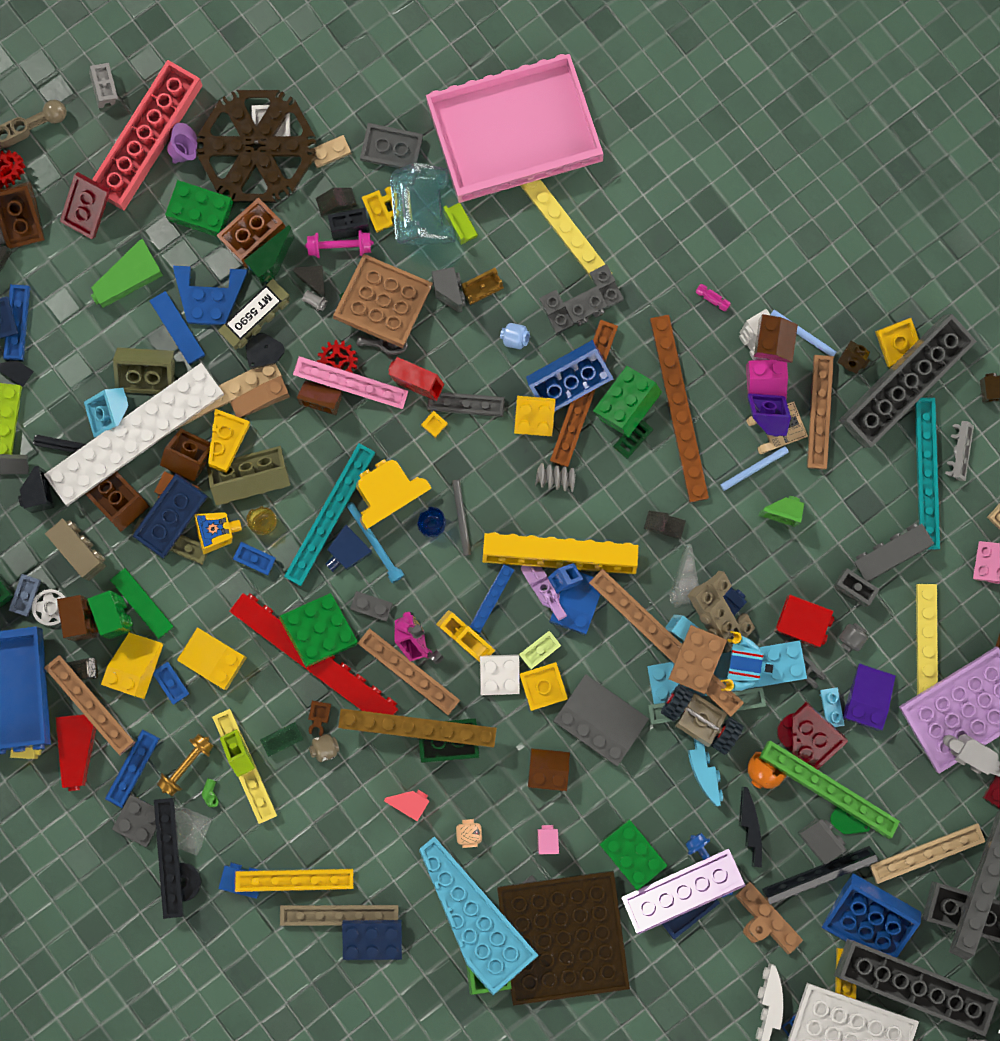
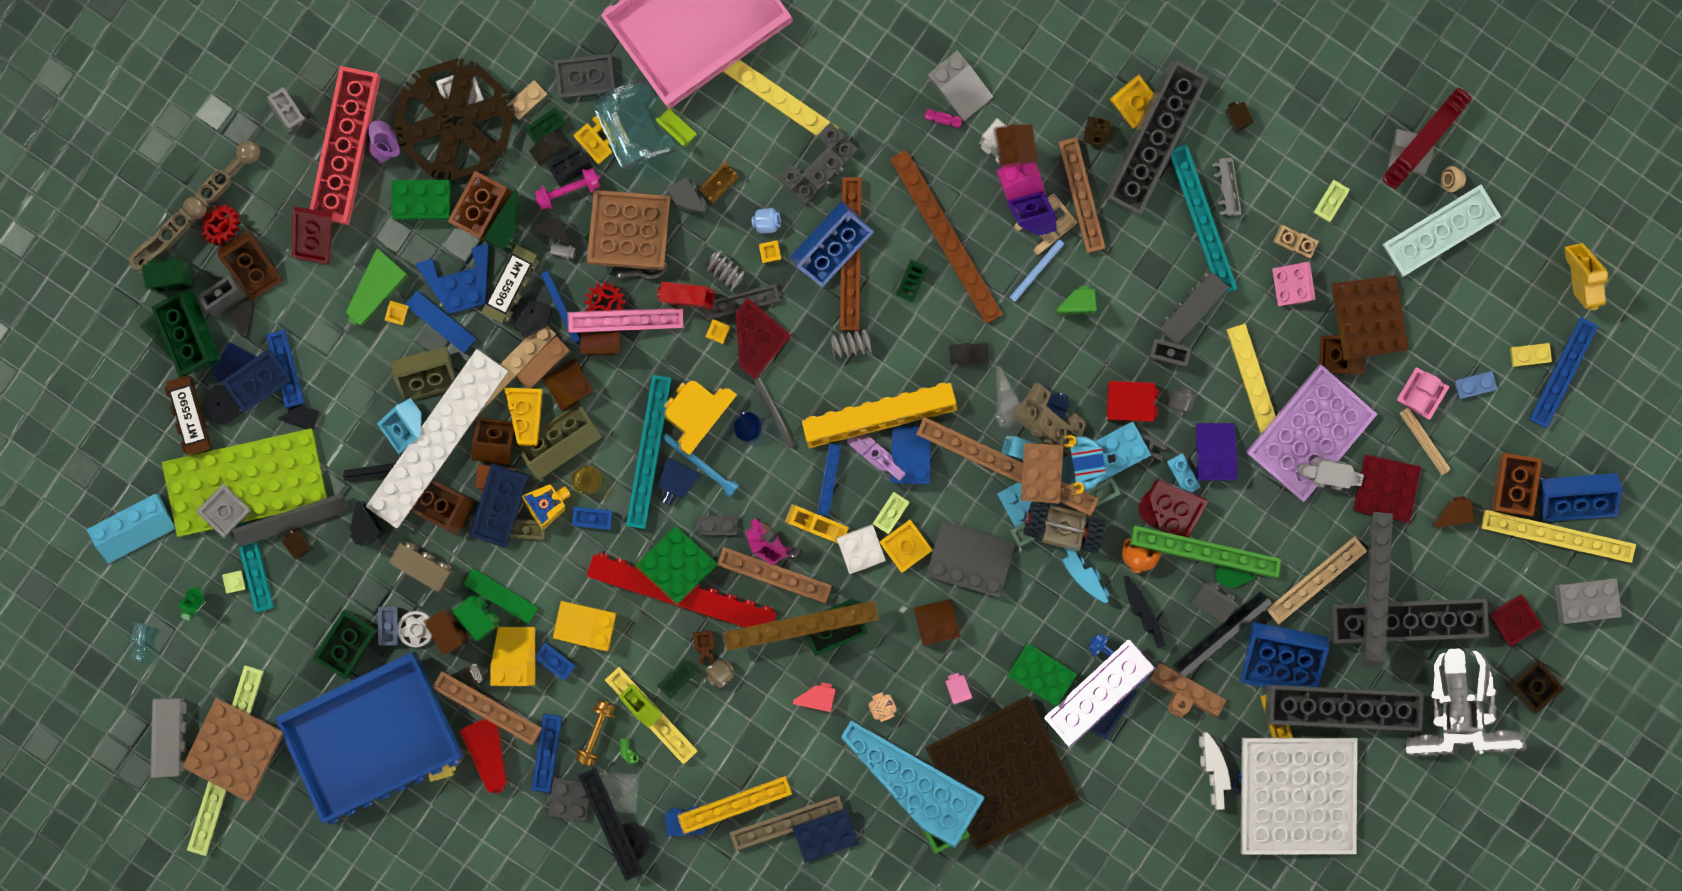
camera: 15 degrees left, 5 degrees up
(138, 305) = (396, 313): none -> yellow plate
(276, 426) = (568, 384): none -> reddish brown slope
(294, 347) = (559, 304): none -> blue tile
(339, 179) = (545, 125): none -> dark green plate
(459, 368) = (724, 270): none -> light grey piece
(469, 442) = (757, 338): none -> dark red plate
(508, 366) = (770, 251): none -> yellow plate
(534, 416) = (811, 292): yellow plate -> none
(565, 578) = (892, 437): blue brick -> none
(627, 401) = (894, 248): green brick -> none
(738, 272) = (960, 85): none -> light grey slope
(810, 338) = (1041, 124): light blue bar -> none

